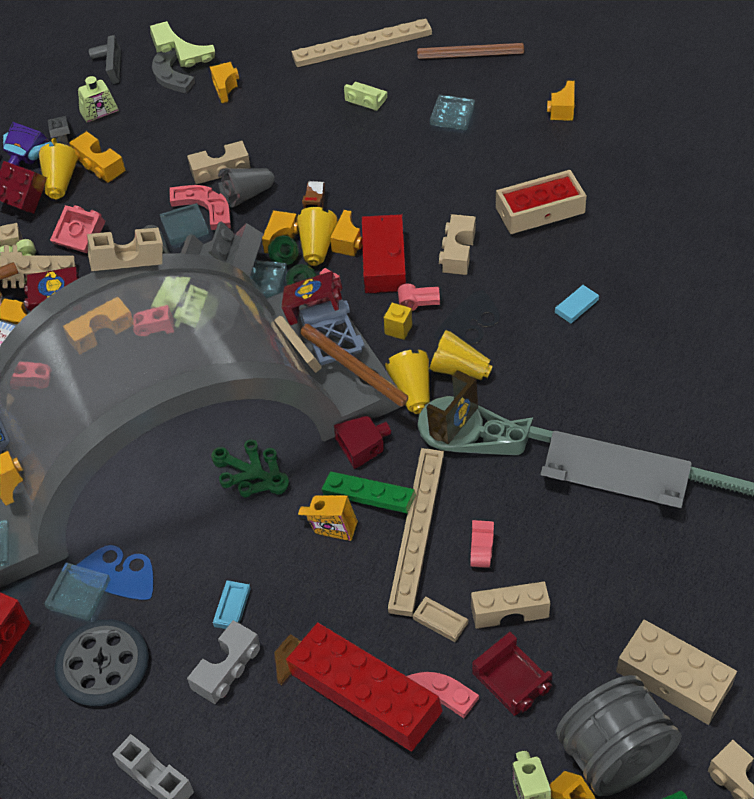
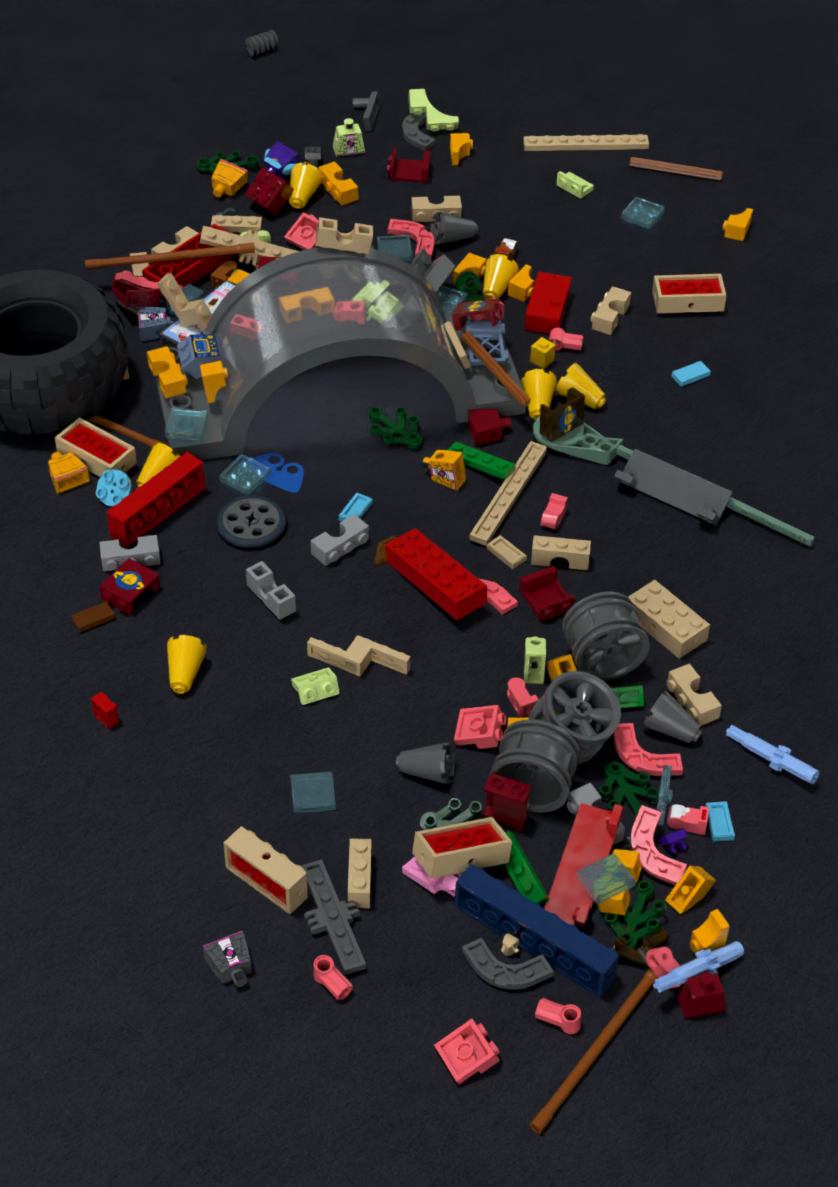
camera: 10 degrees right, 5 degrees down
(174, 120) = (409, 169): none -> dark red panel

